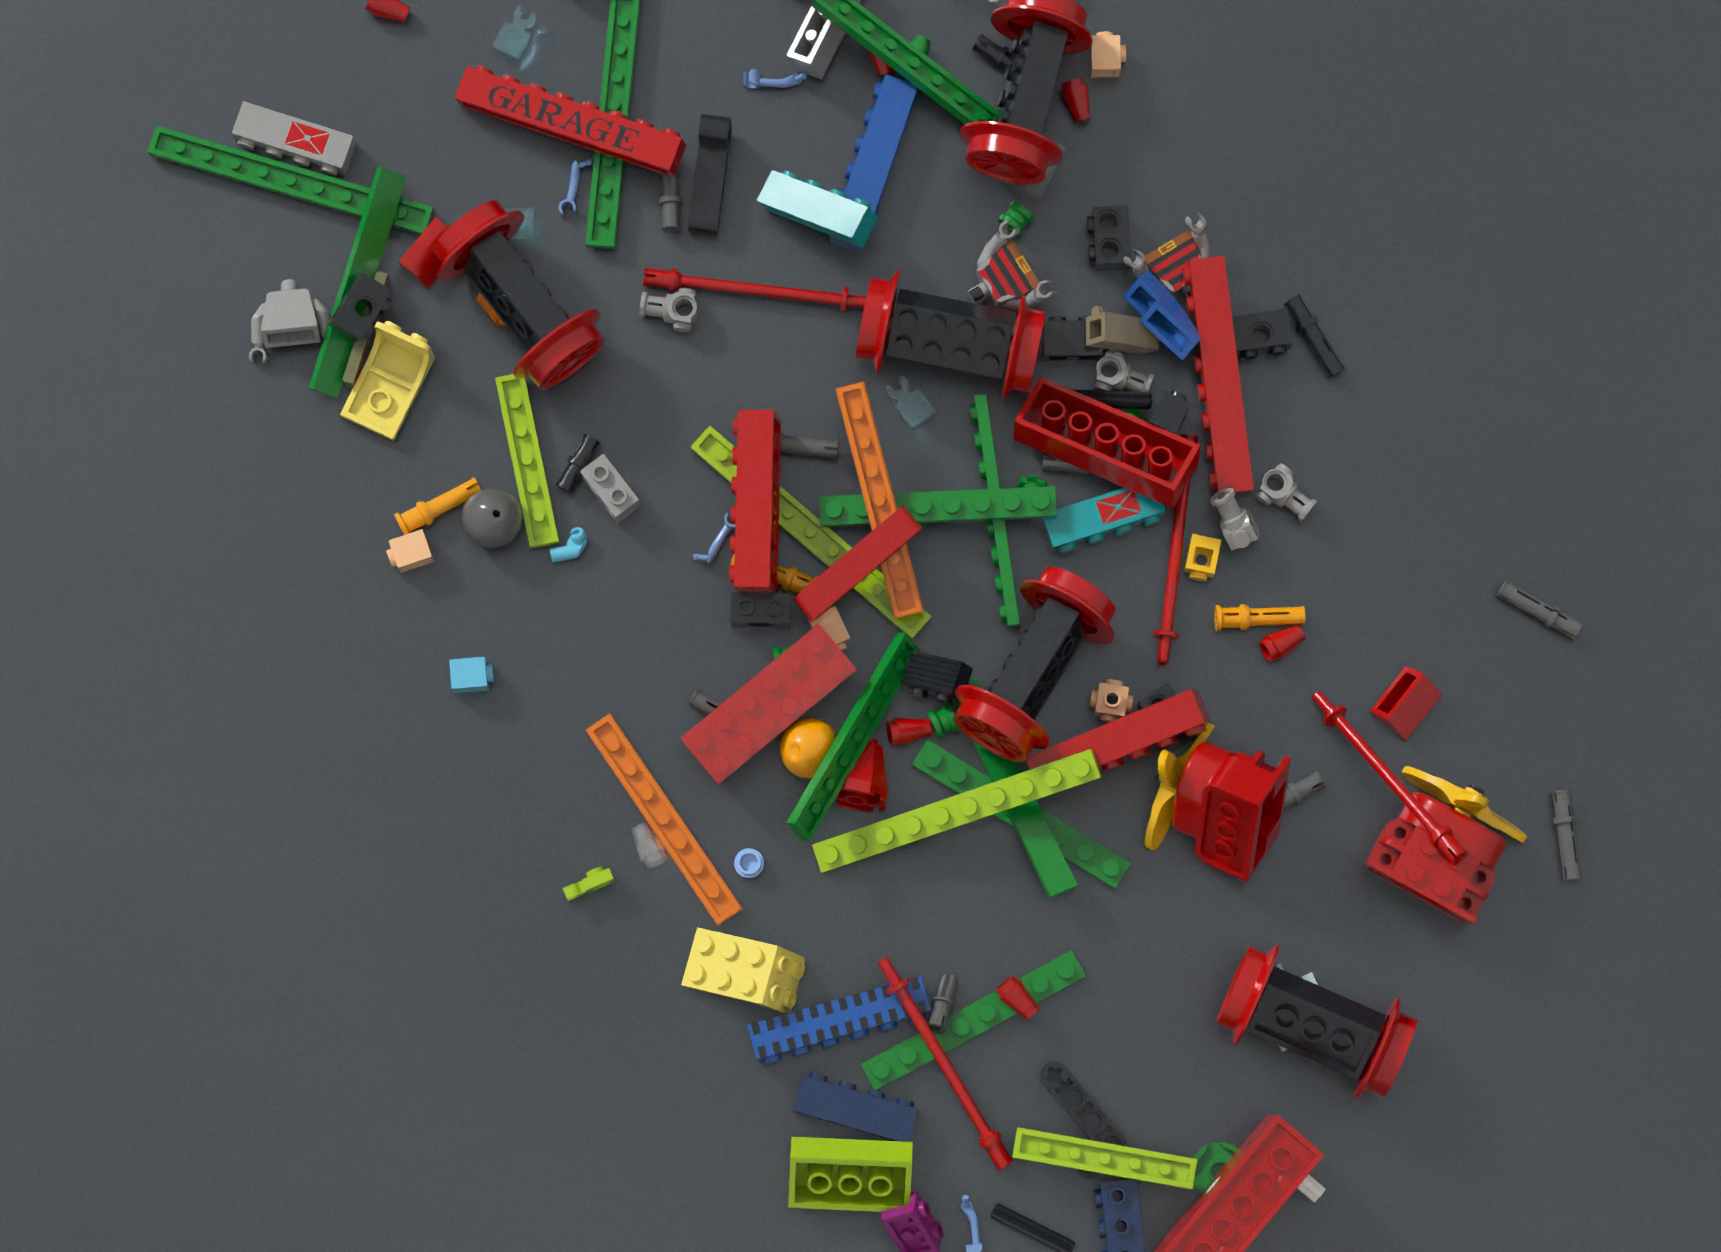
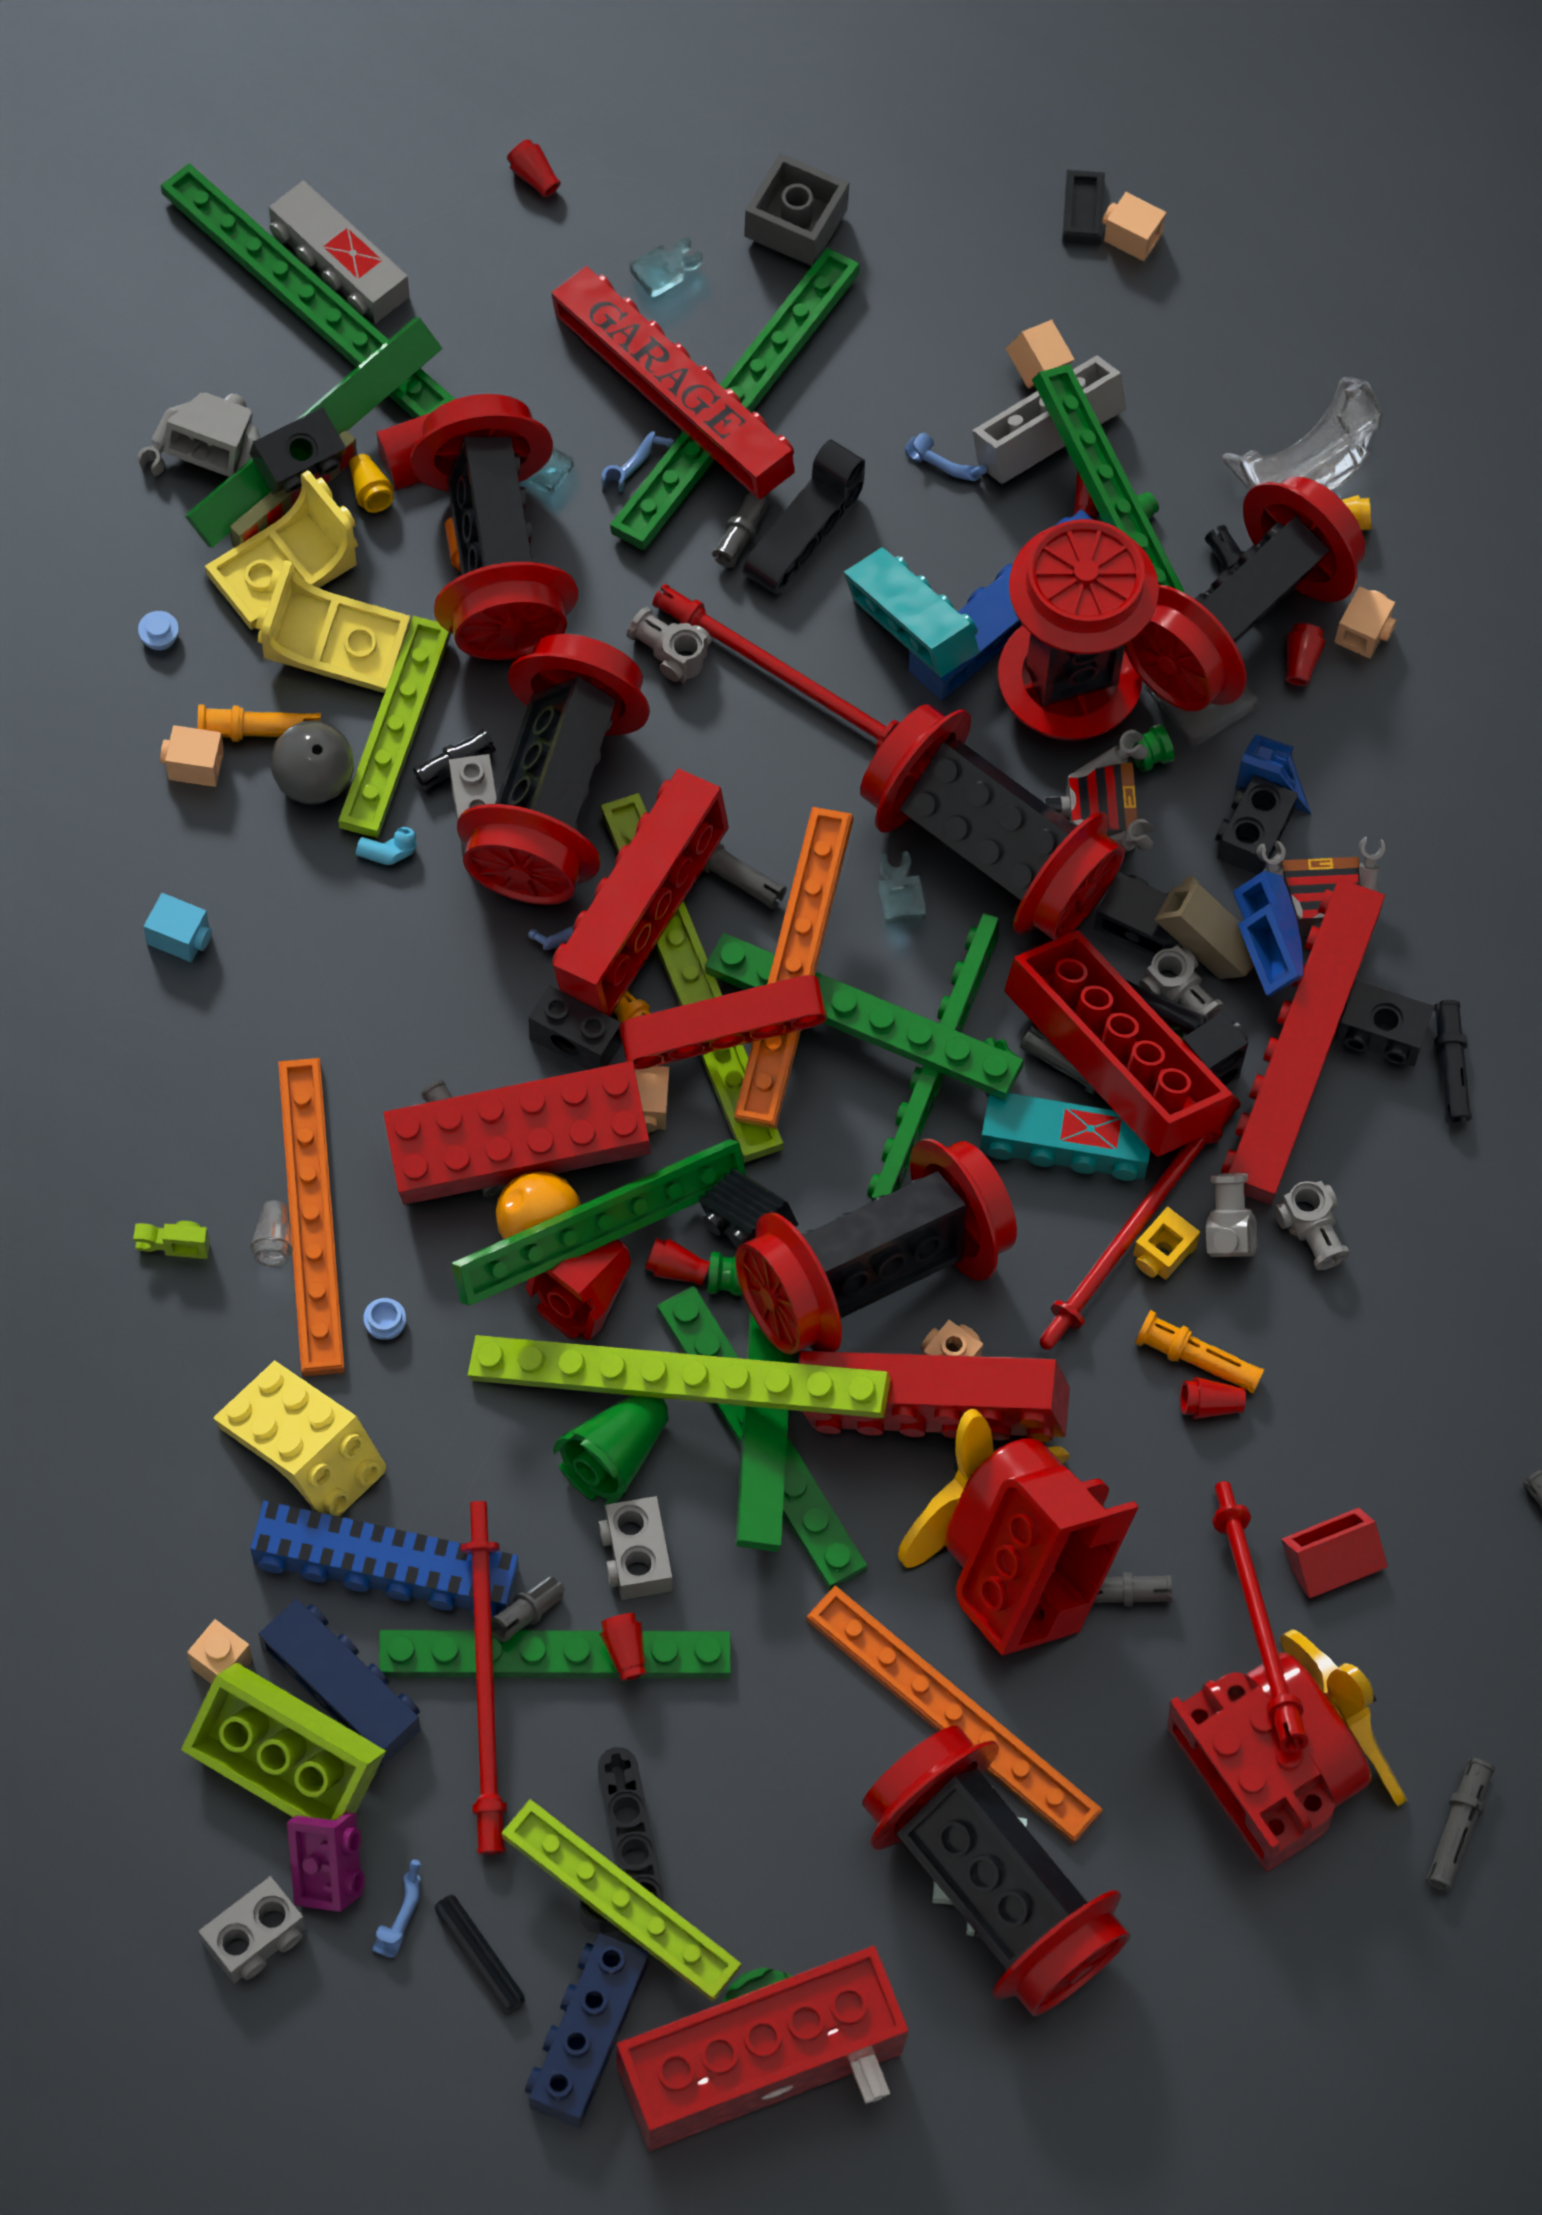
camera: 25 degrees right, 15 degrees down
(334, 473) = (158, 630): none -> light blue plate
(411, 296) = (370, 484): none -> yellow cone
(452, 419) = (329, 632): none -> light yellow bracket
(653, 446) = (530, 837): none -> red brick
(775, 1134) = (217, 1651): none -> light nougat brick
(938, 873) = (611, 1447): none -> green cone
(941, 179) = (1079, 601): none -> red brick
(994, 924) = (644, 1547): none -> light grey brick
(1098, 190) = (1273, 763): none -> blue slope
(1231, 928) = (945, 1705): none -> orange tile

